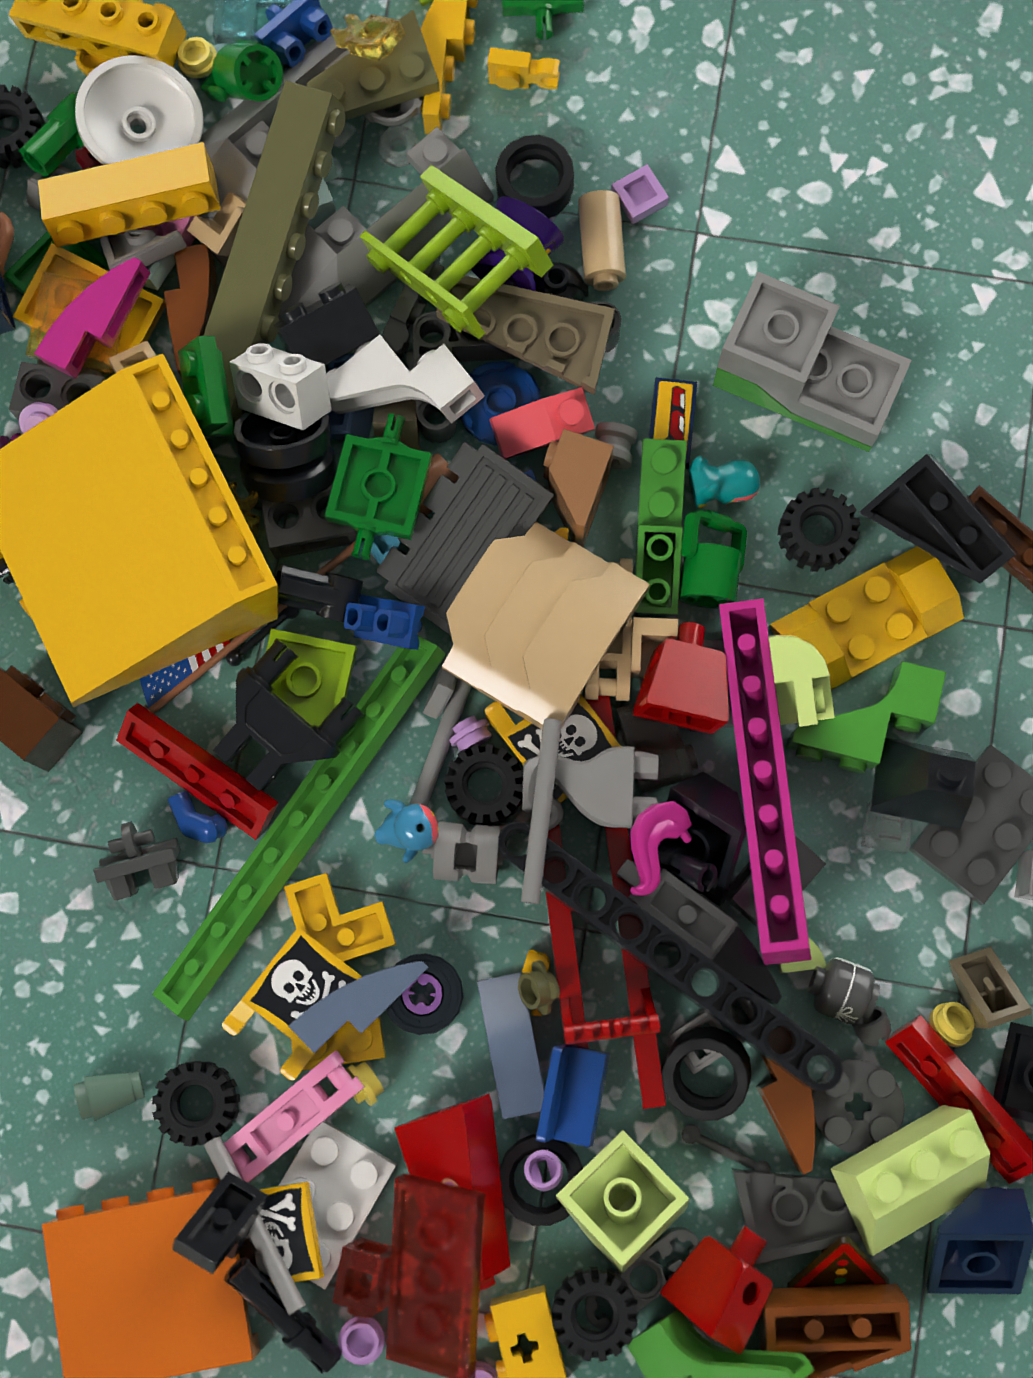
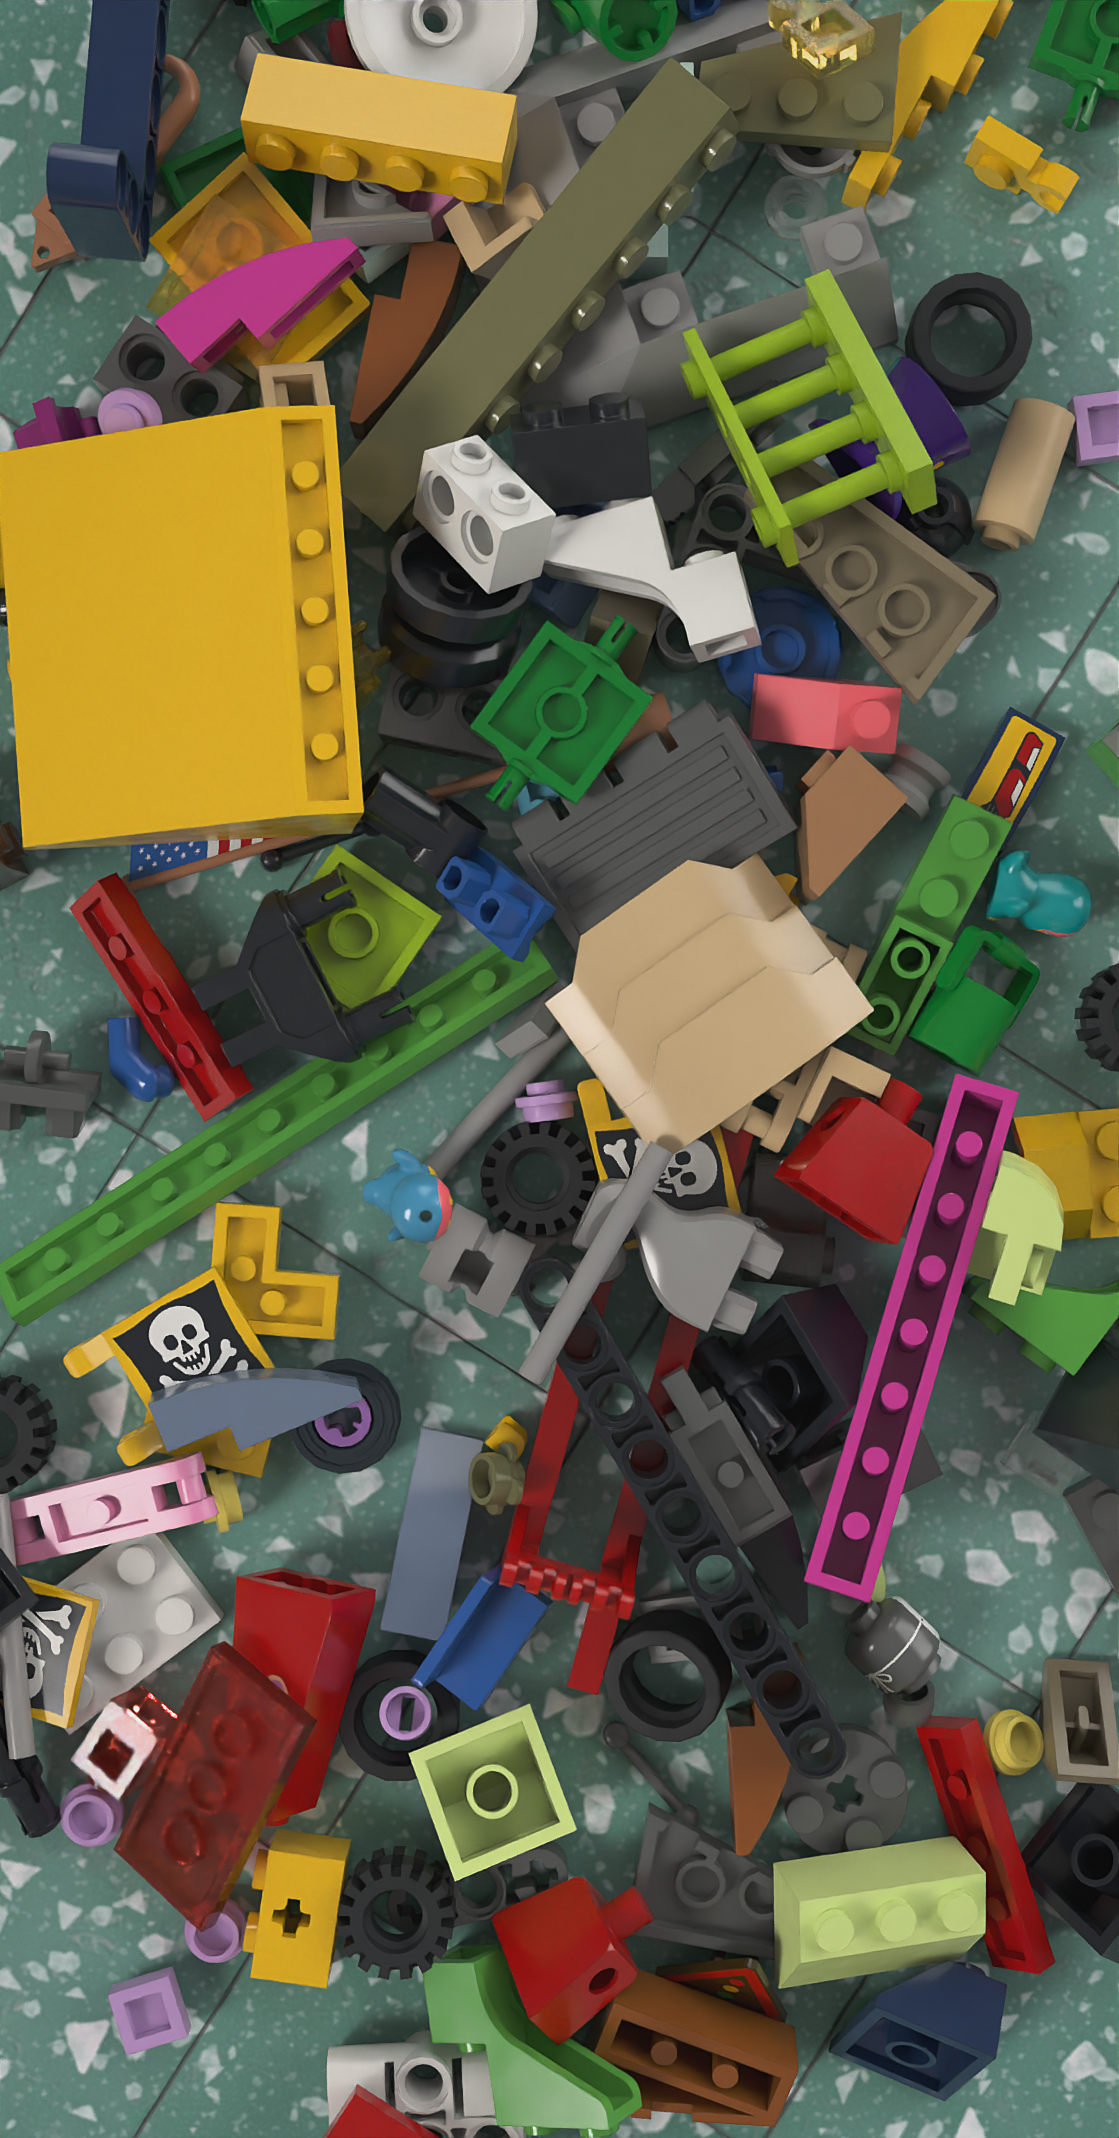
camera: 15 degrees right, 10 degrees up
(206, 386) = (377, 471): green bracket -> none
(649, 829) = (734, 1342): dark pink piece -> none

